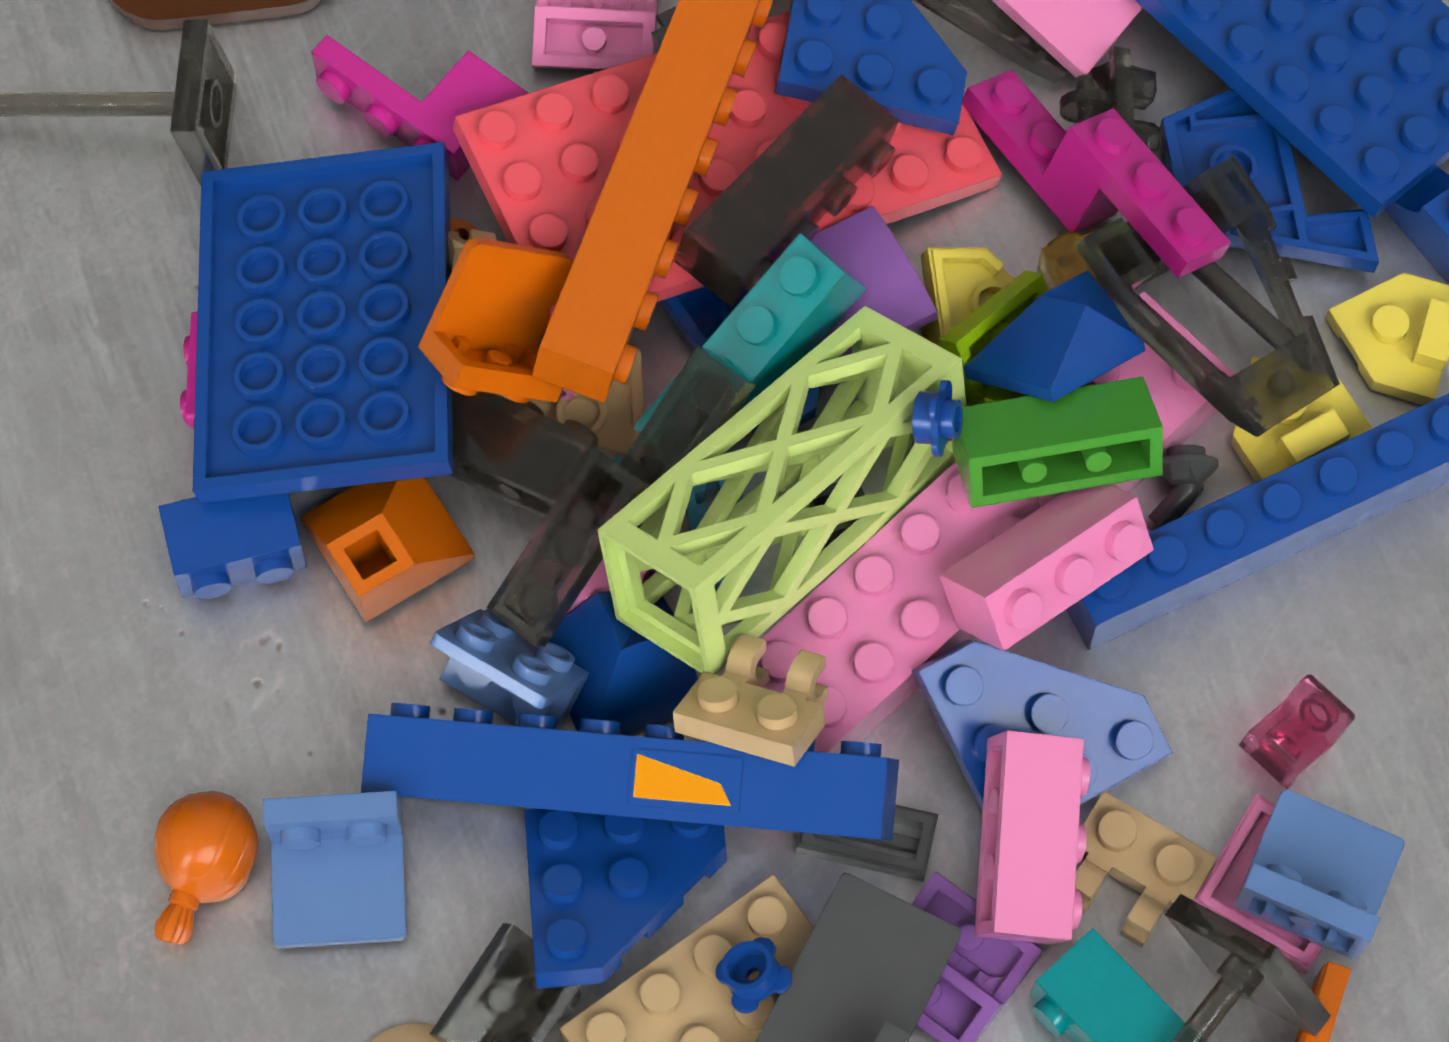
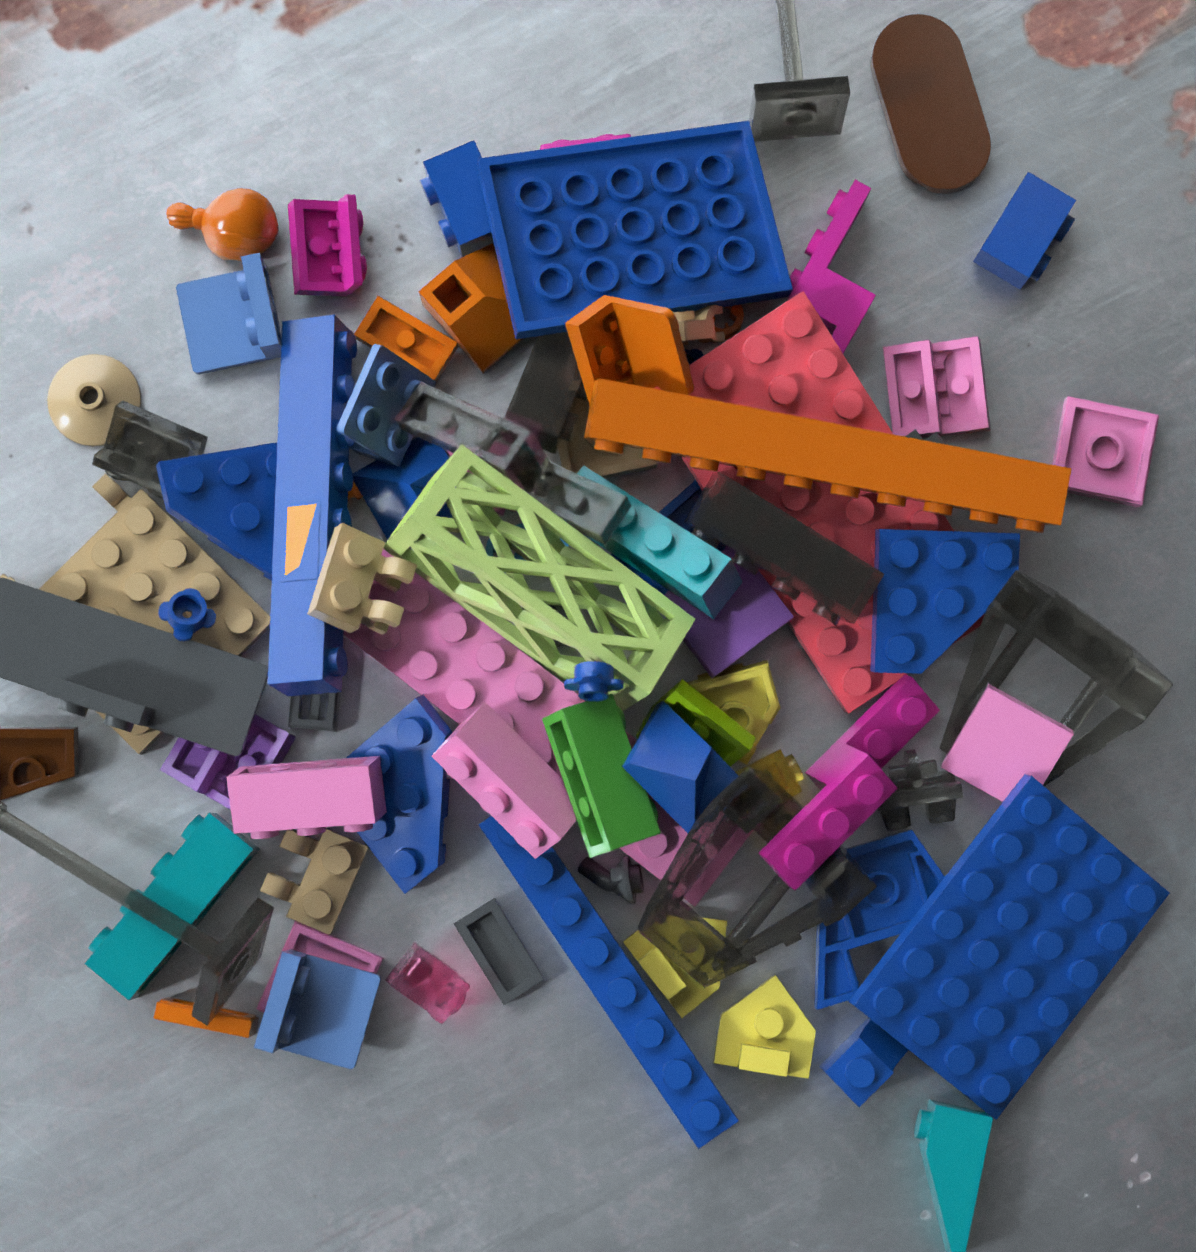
camera: 80 degrees right, 15 degrees up
(261, 727) = (326, 246): none -> dark pink bracket
(401, 654) = (406, 337): none -> orange plate
(1261, 646) = (499, 951): none -> dark grey tile

